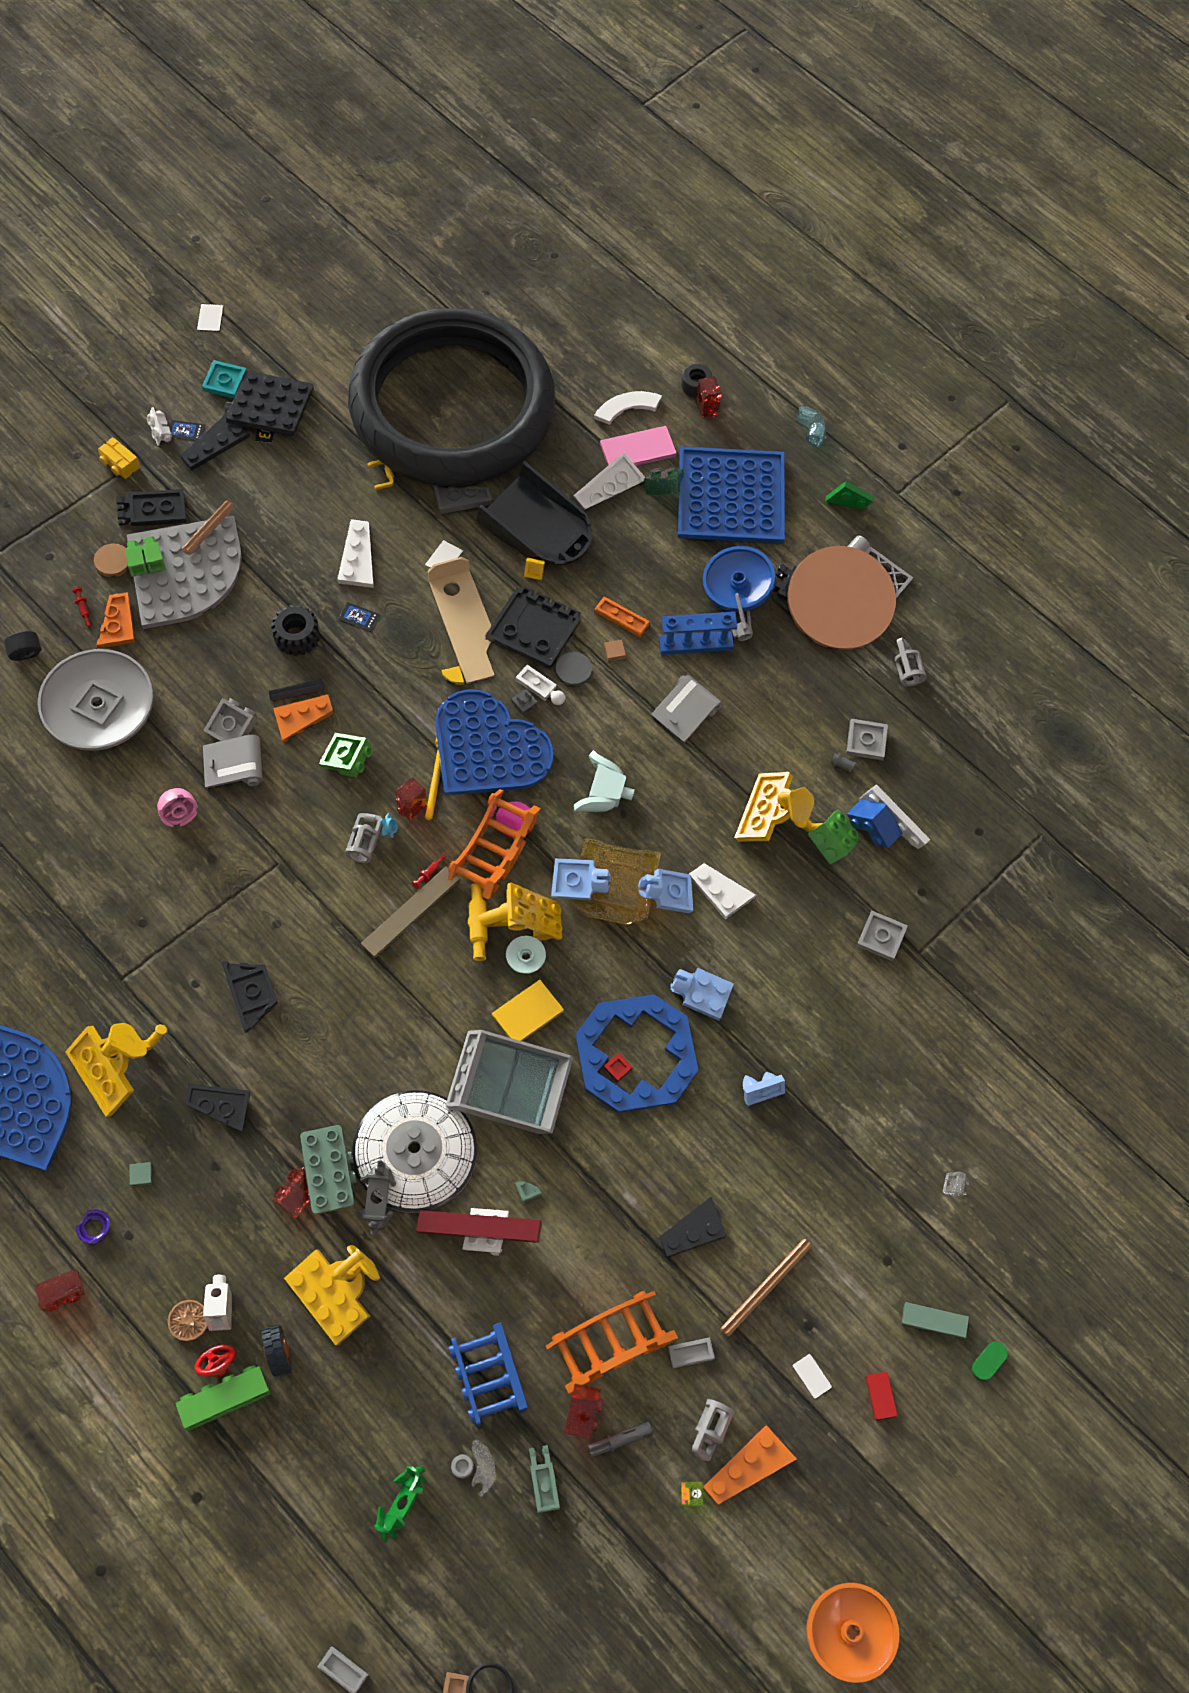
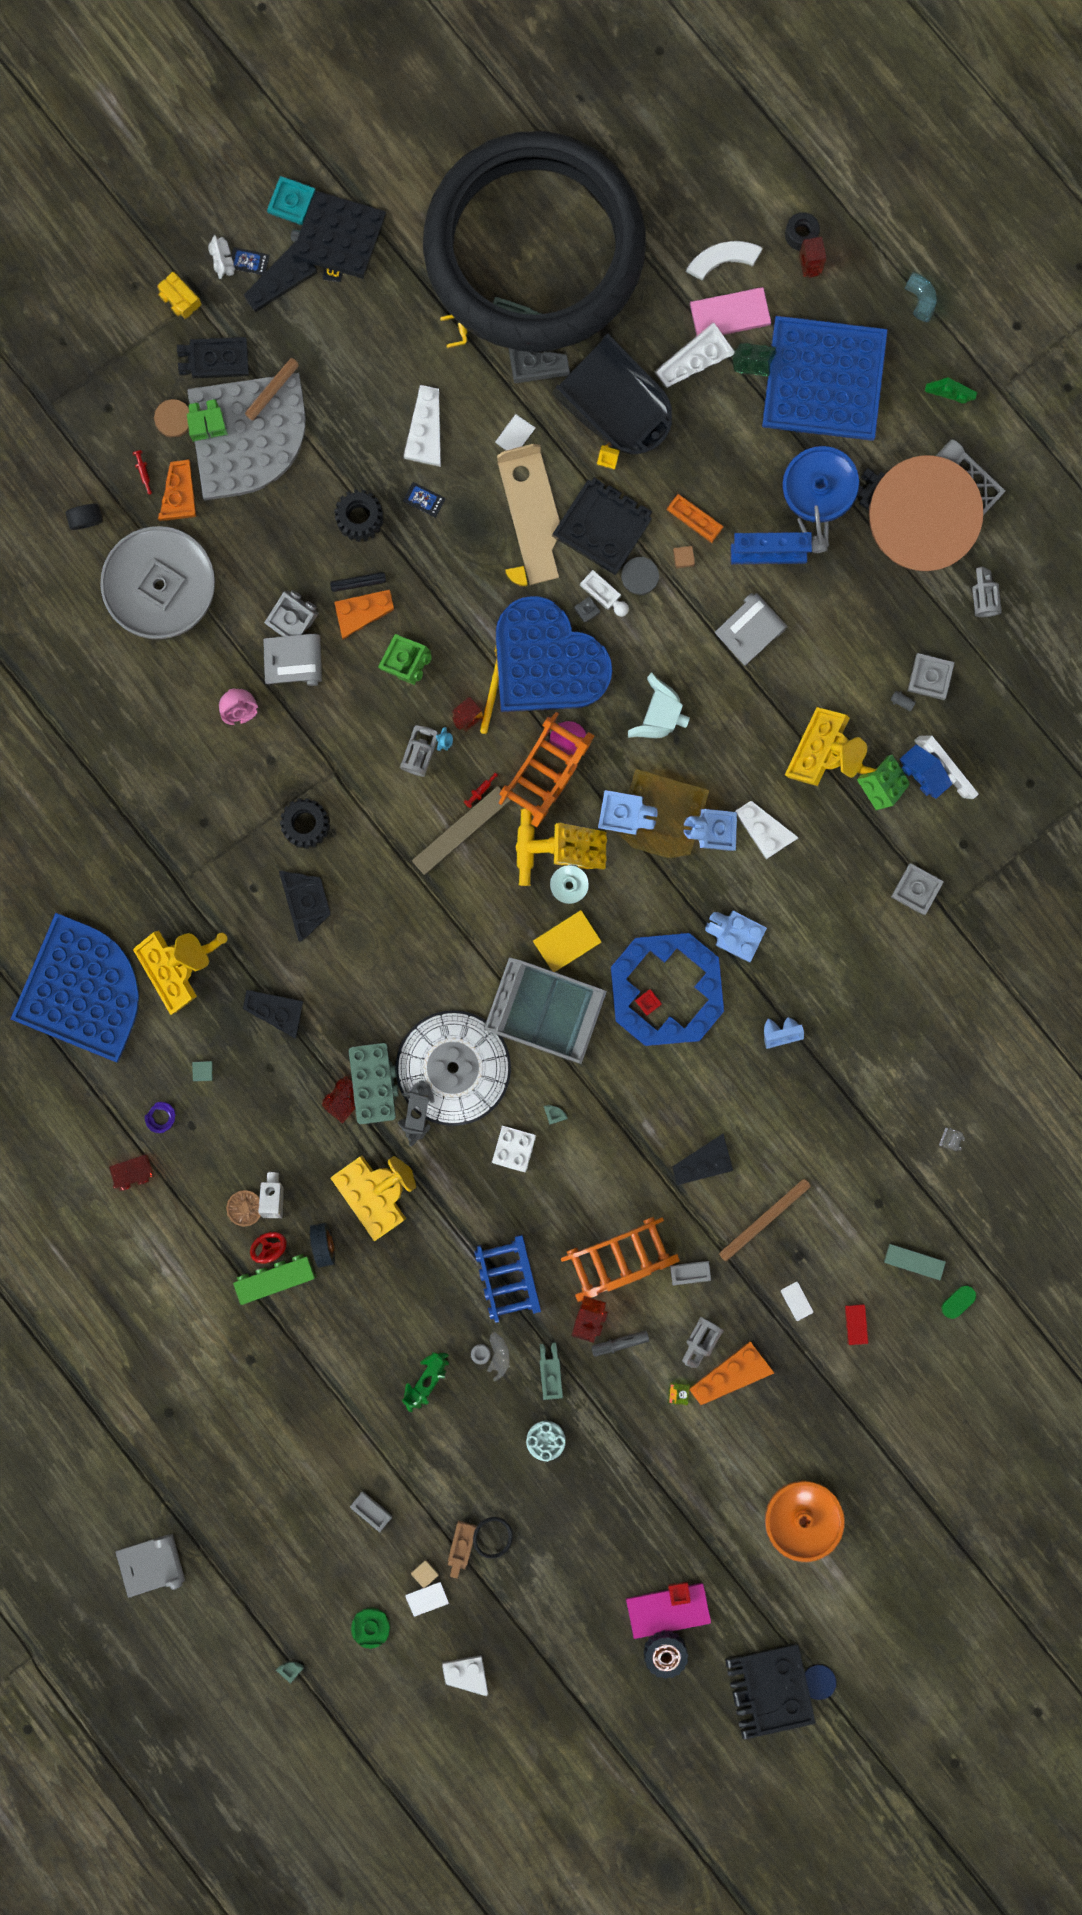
camera: 10 degrees right, 20 degrees up
(210, 317) = (276, 115): white sticker -> none
(248, 898) = (296, 809): none -> black tyre
(479, 1226) = (508, 1147): dark red tile -> none
(544, 1563) = (545, 1440): none -> light aqua tile

